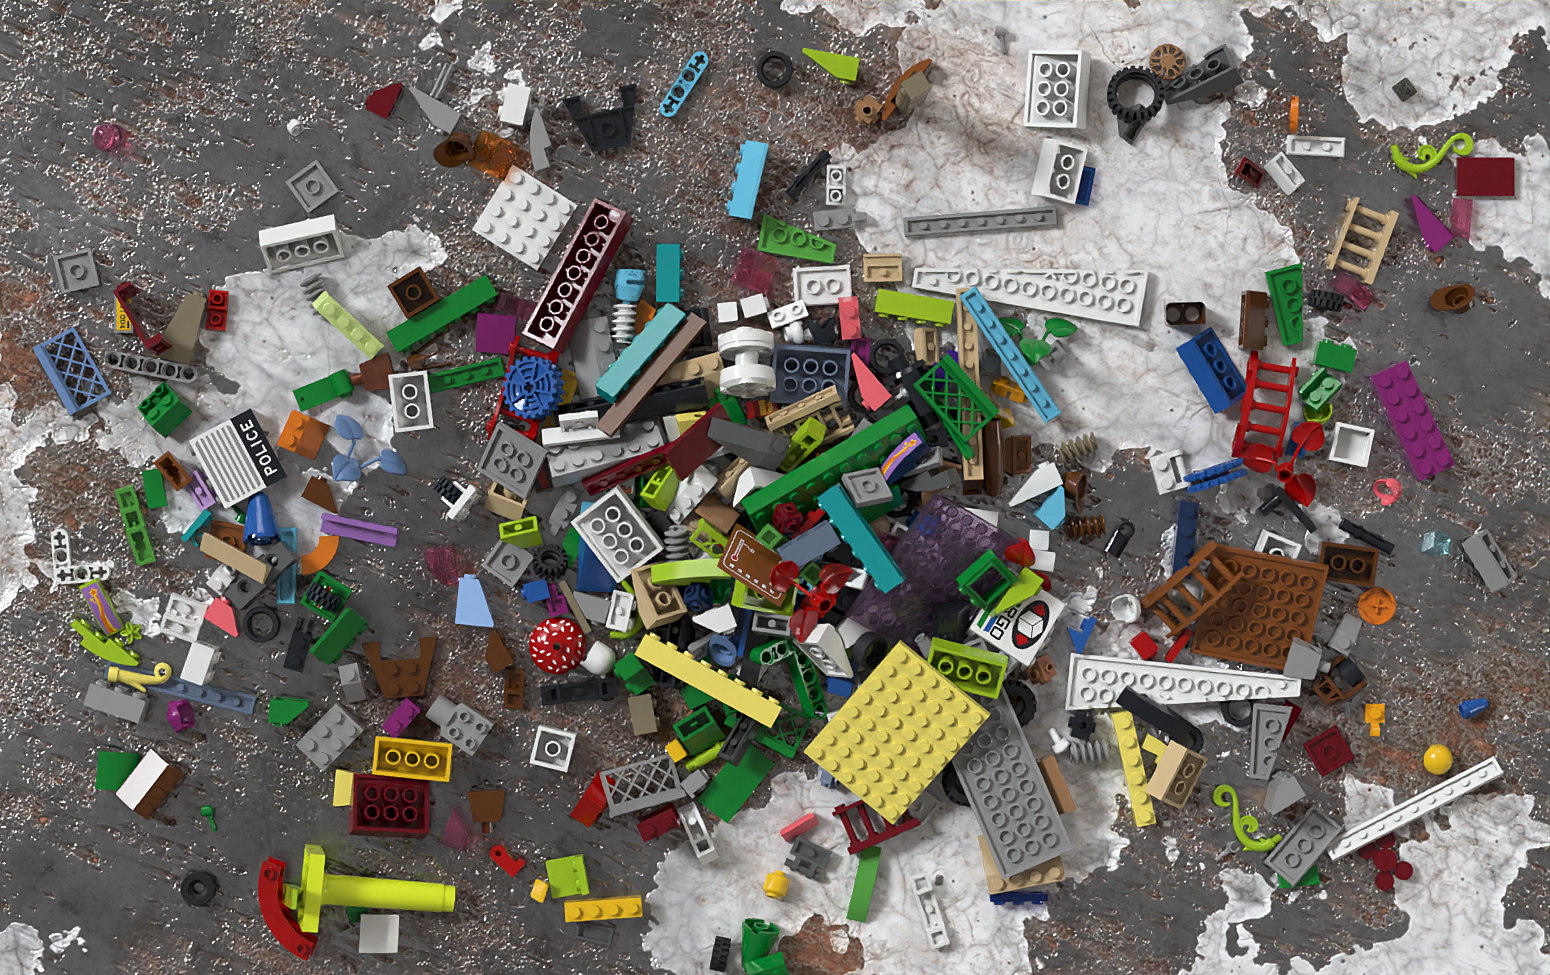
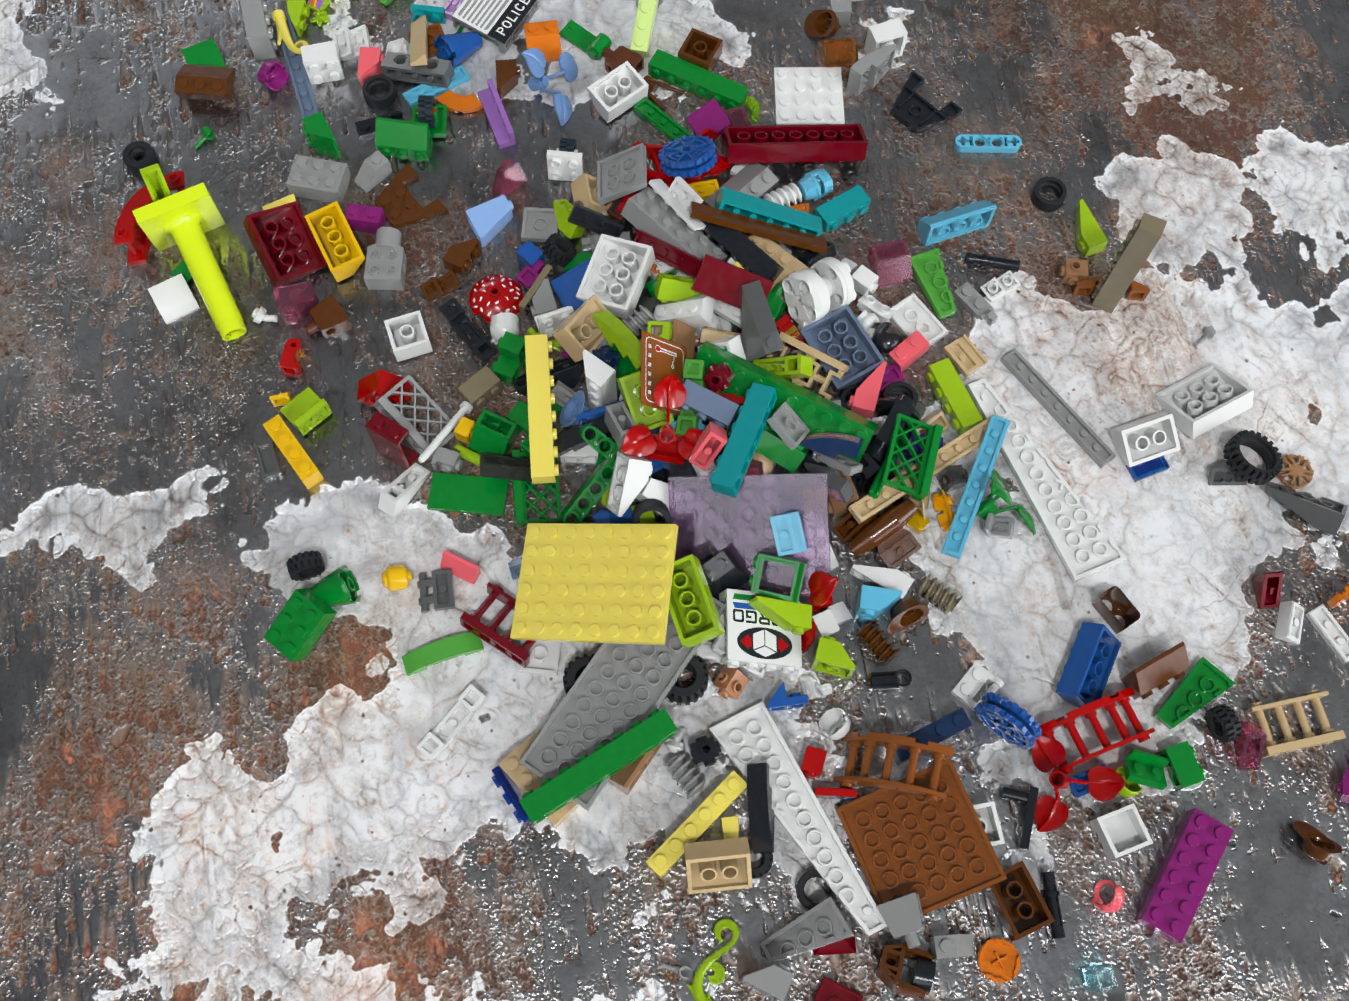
camera: 55 degrees right, 20 degrees down
(443, 866) = (259, 315): none -> white plate
(504, 277) = (754, 107): none -> clear neon green arm
(547, 518) = (594, 221): none -> black piece
(653, 737) = (465, 408): none -> white bar
(846, 569) = (708, 446): none -> coral slope
(961, 552) = (788, 533): none -> medium azure plate
(1047, 821) = (598, 766): none -> green brick
(1074, 576) = (832, 658): none -> lime slope

